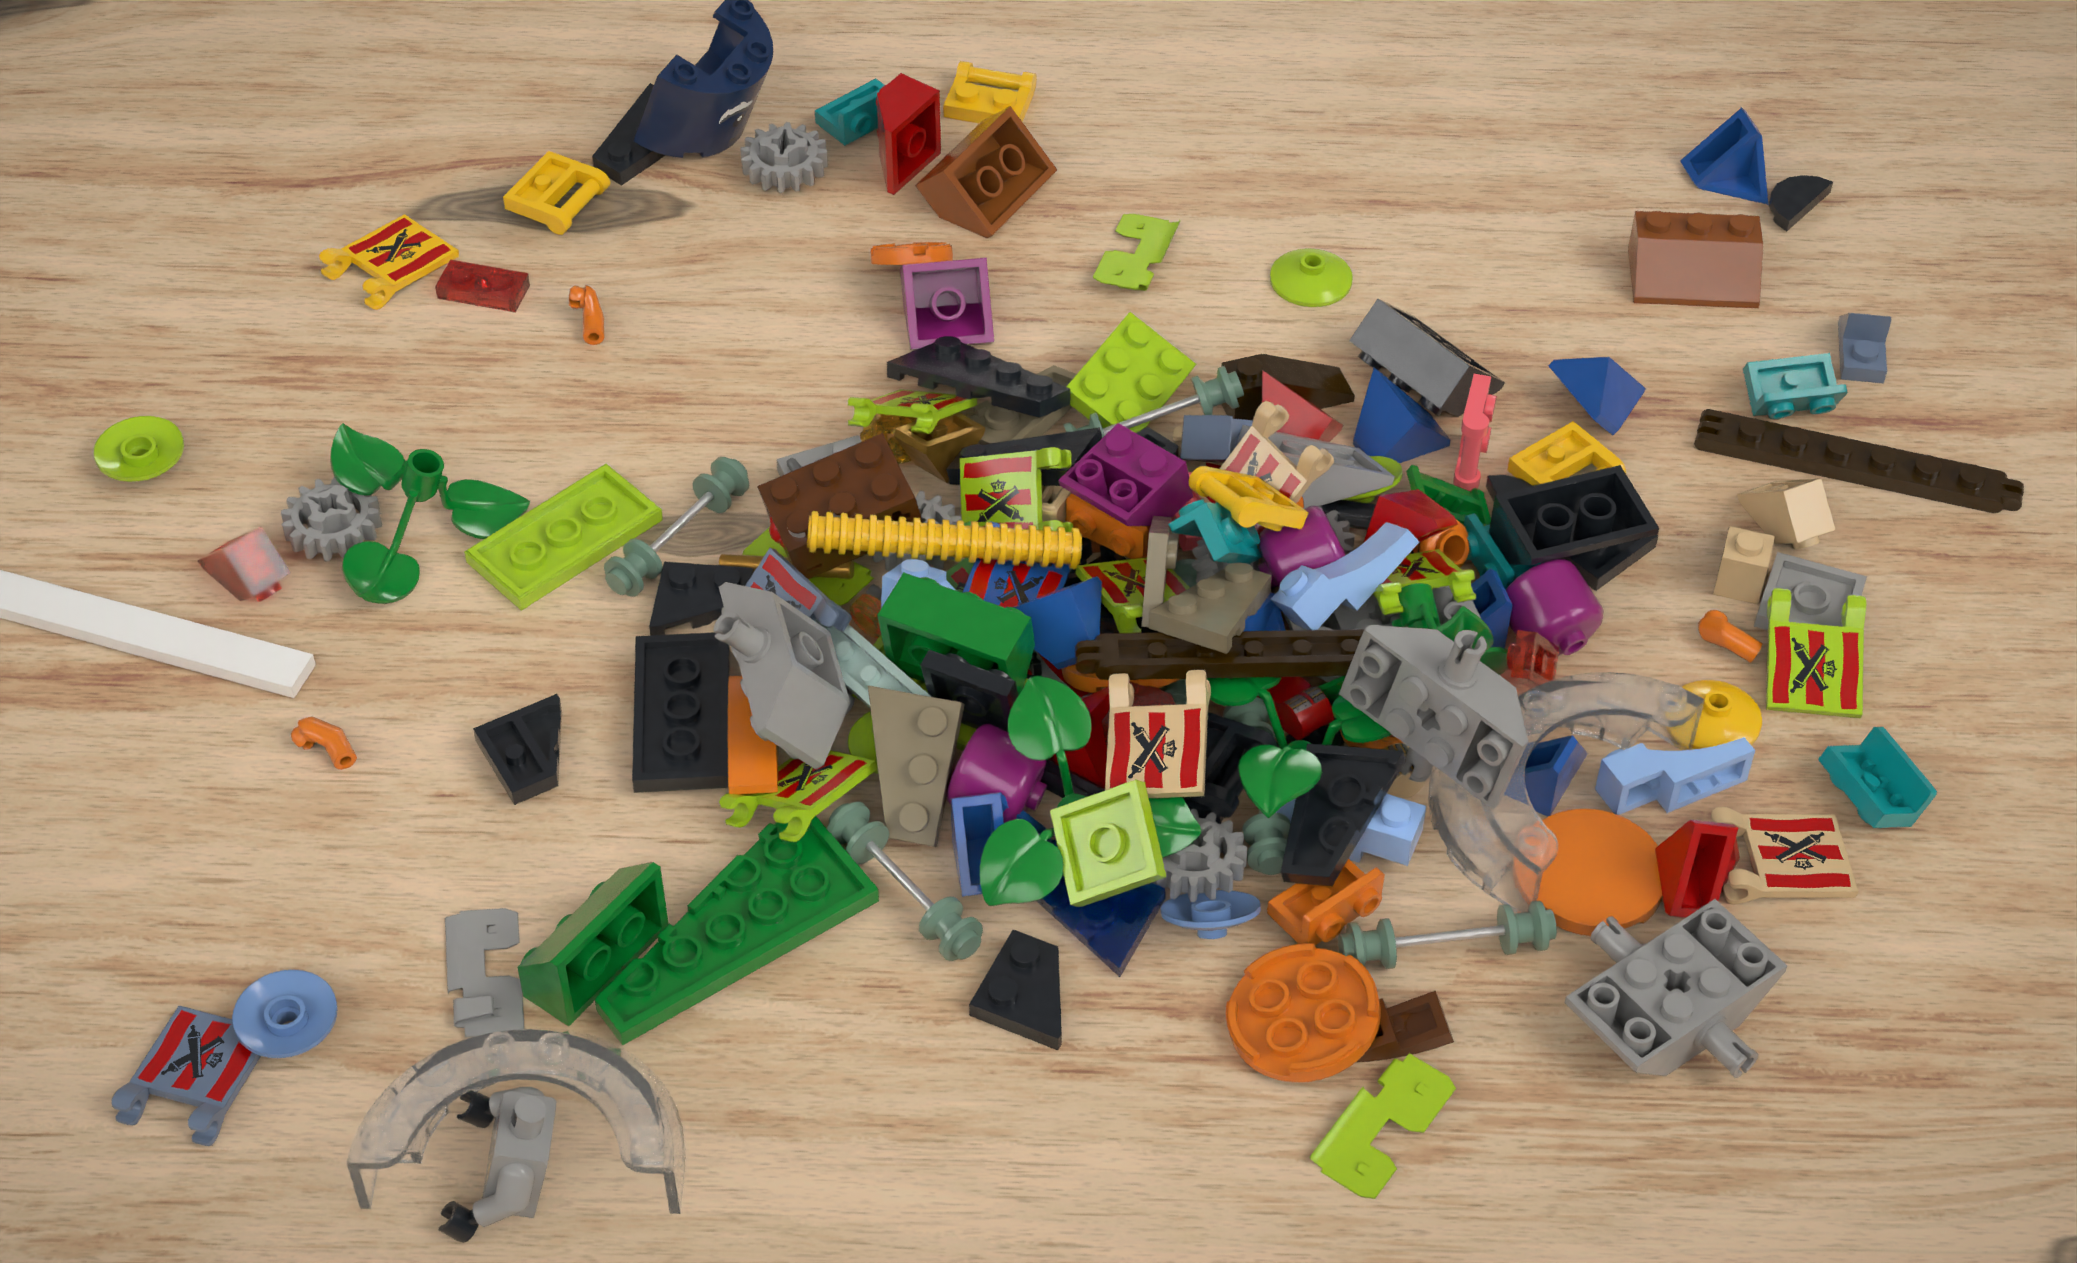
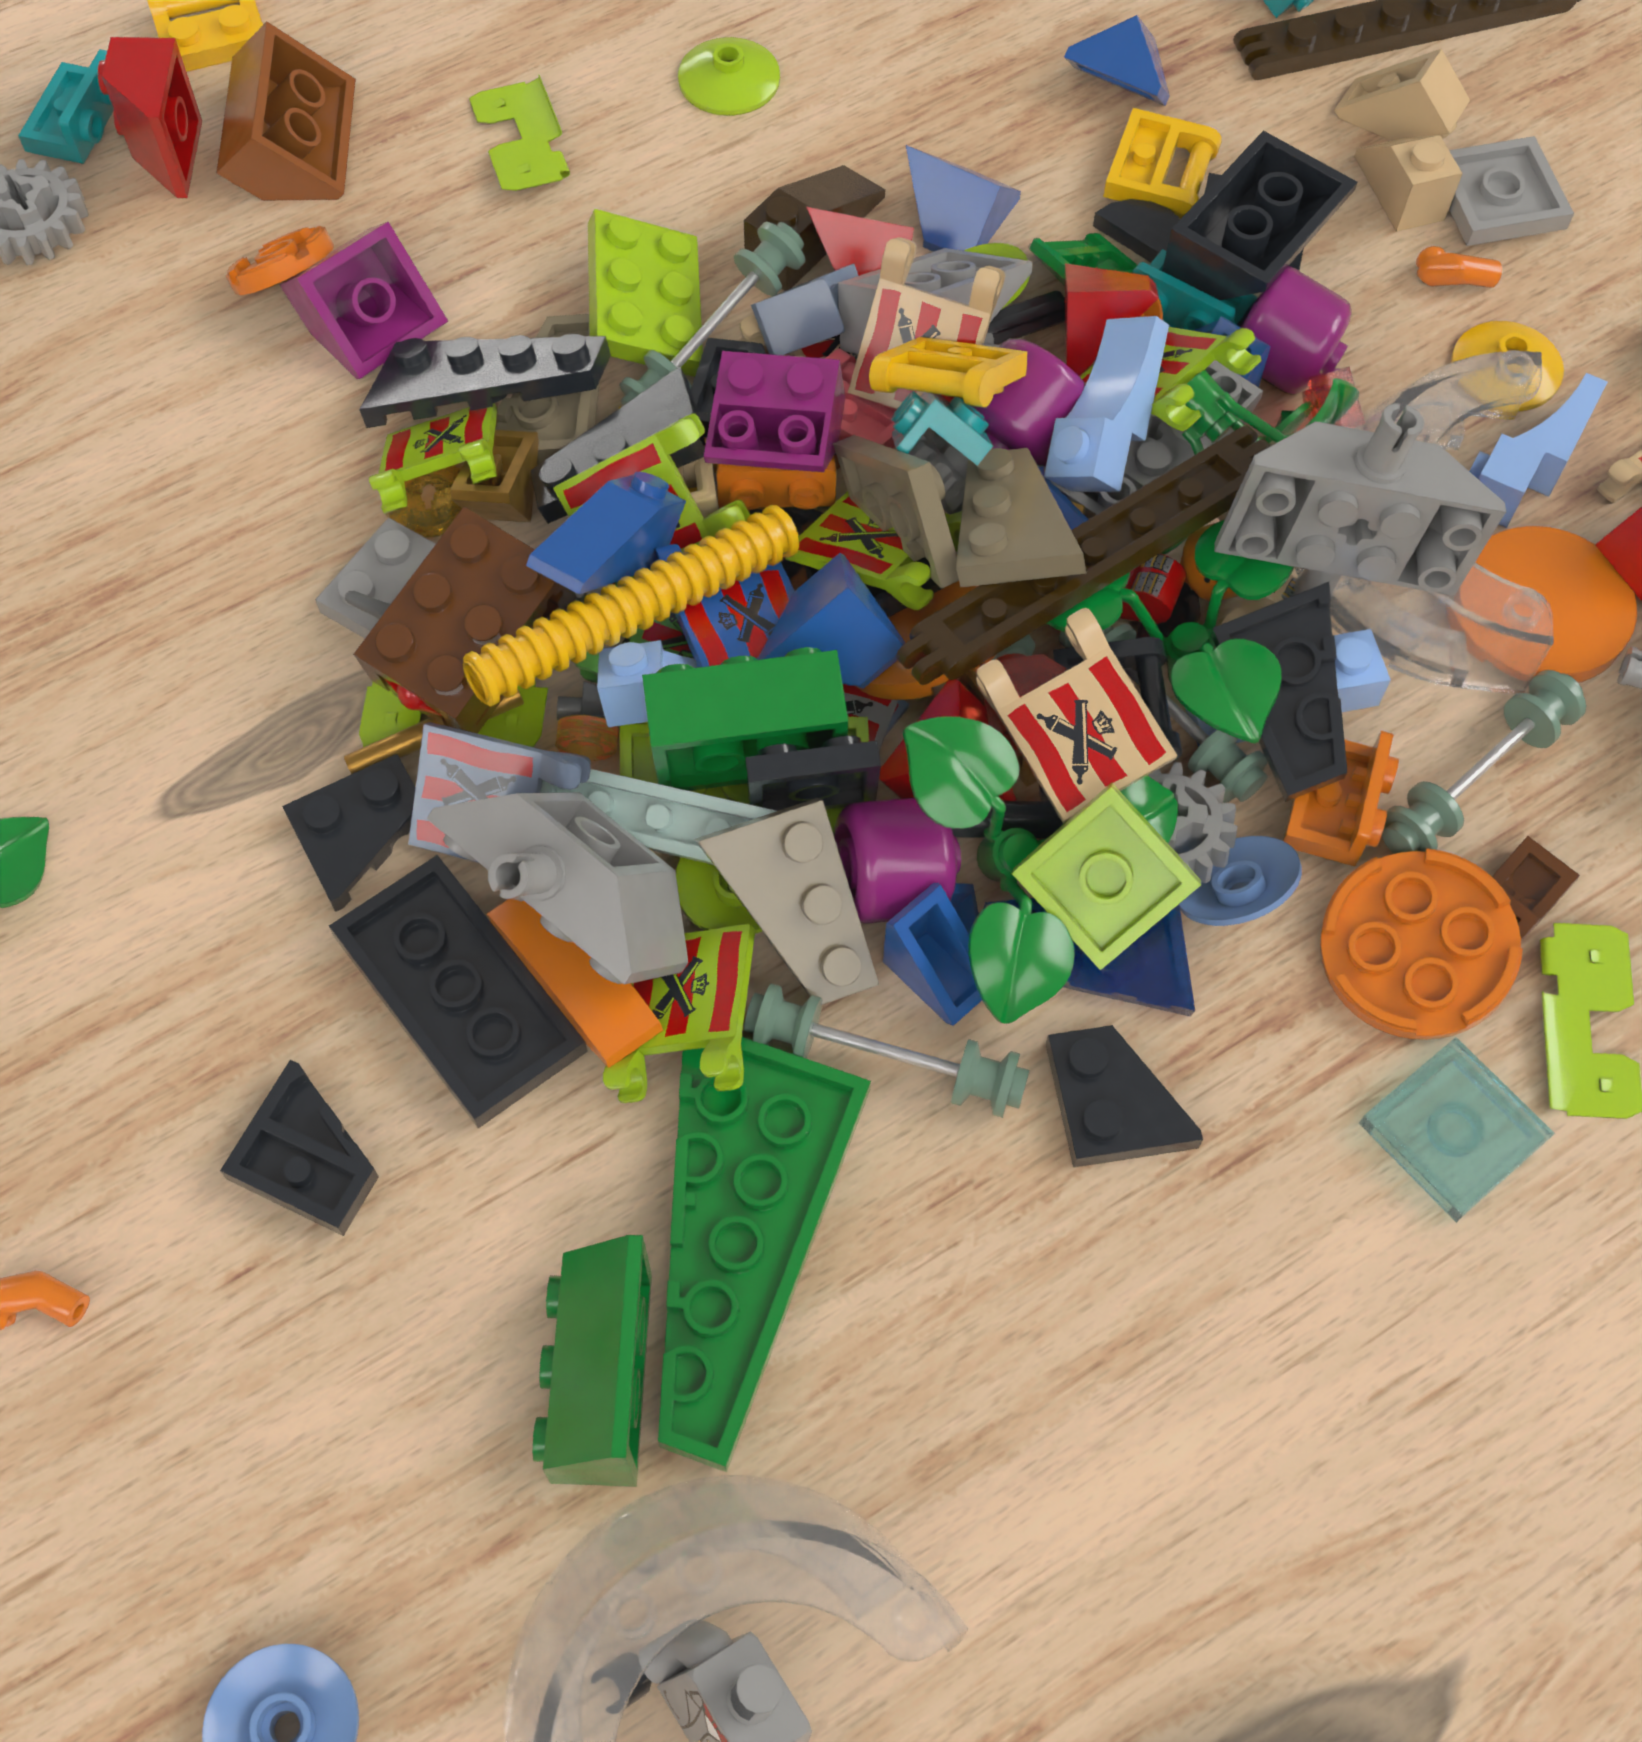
camera: 35 degrees left, 15 degrees up
(487, 1002) = (517, 1516): light grey piece -> none
(563, 536) = (124, 842): lime tile -> none
(641, 560) = (253, 820): sand green axle -> none
(960, 493) = (610, 534): none -> blue slope
(1233, 1131) = (1456, 1129): none -> clear light blue tile
(1419, 359) = (930, 114): slope -> none
(1475, 432) = (1060, 168): coral plate -> none
(1815, 664) = (1560, 254): flag -> none

